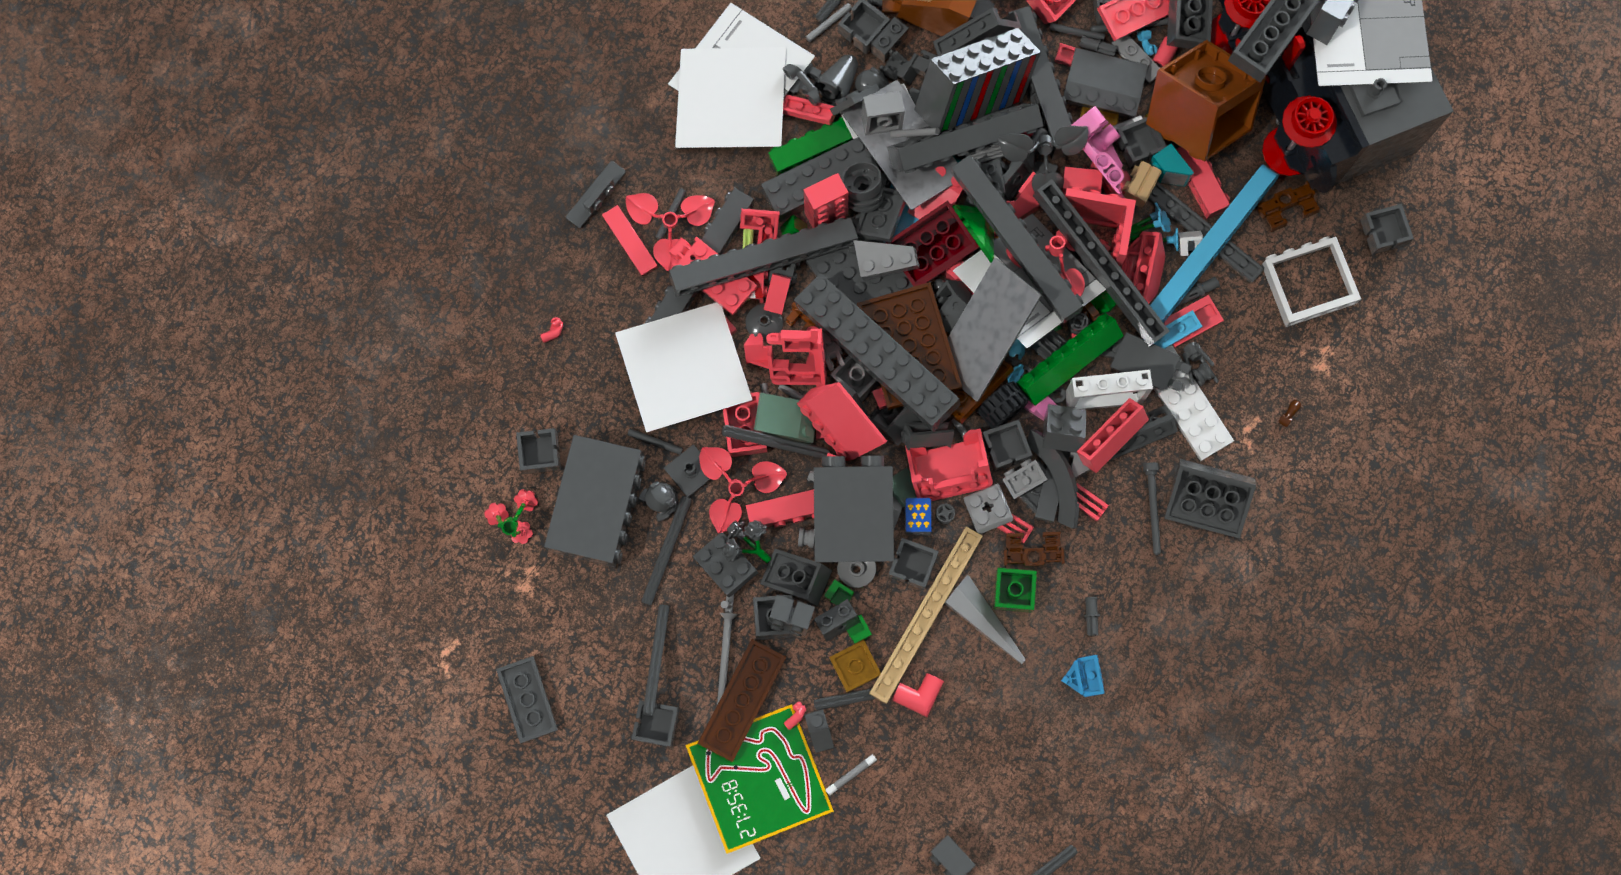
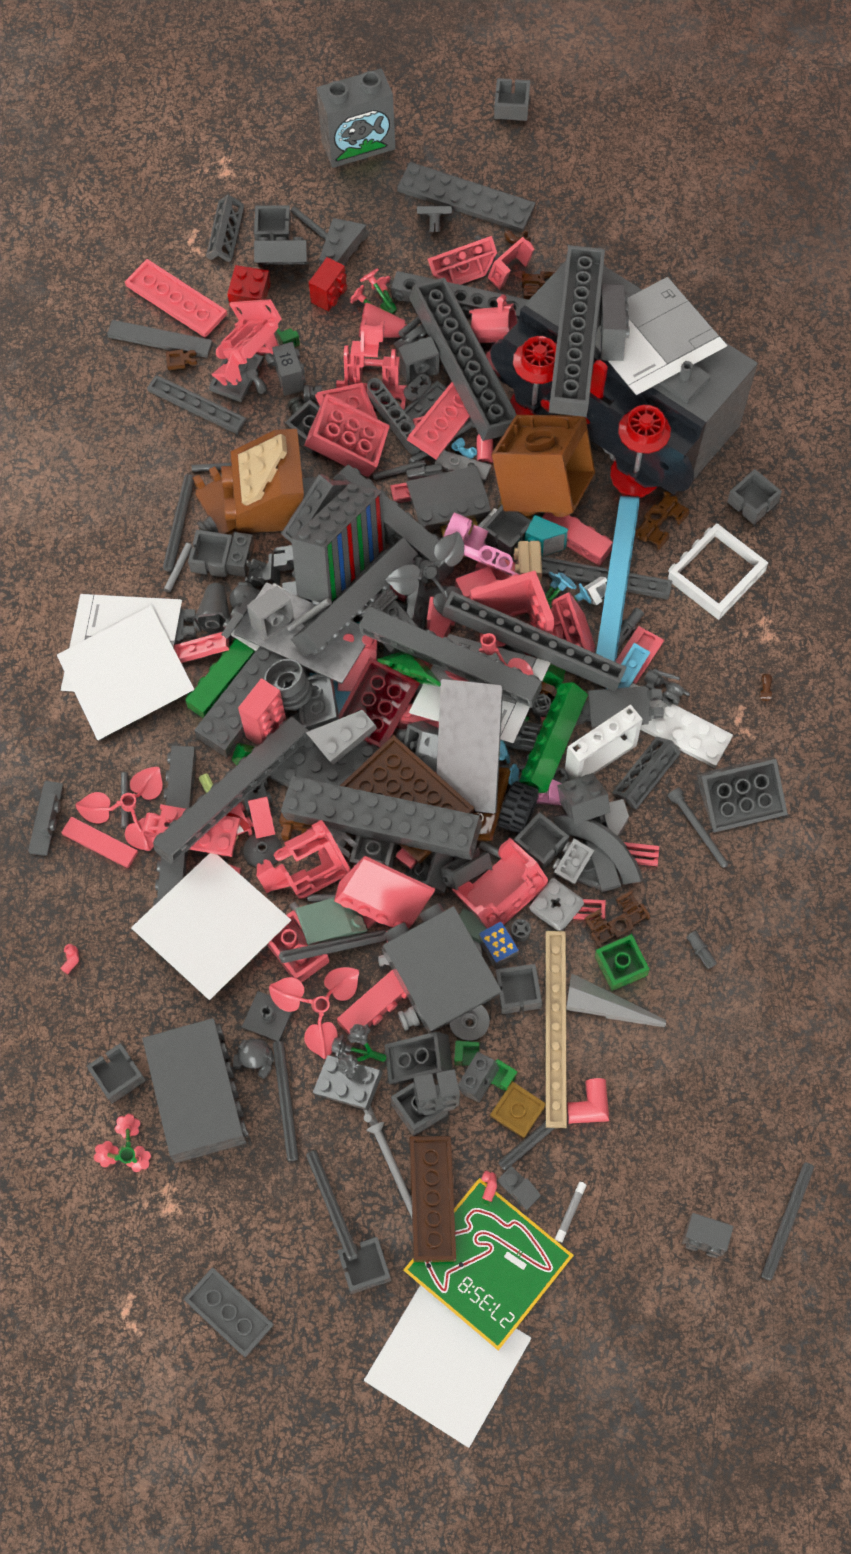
camera: 30 degrees left, 10 degrees down
(655, 441) = (220, 1007): dark grey bar -> none
(761, 220) = (214, 759): coral brick -> none
(792, 71) = (169, 620): dark grey bar -> none
(1085, 676) = (727, 1006): dark azure slope -> none
(1112, 435) = (629, 781): coral brick -> none

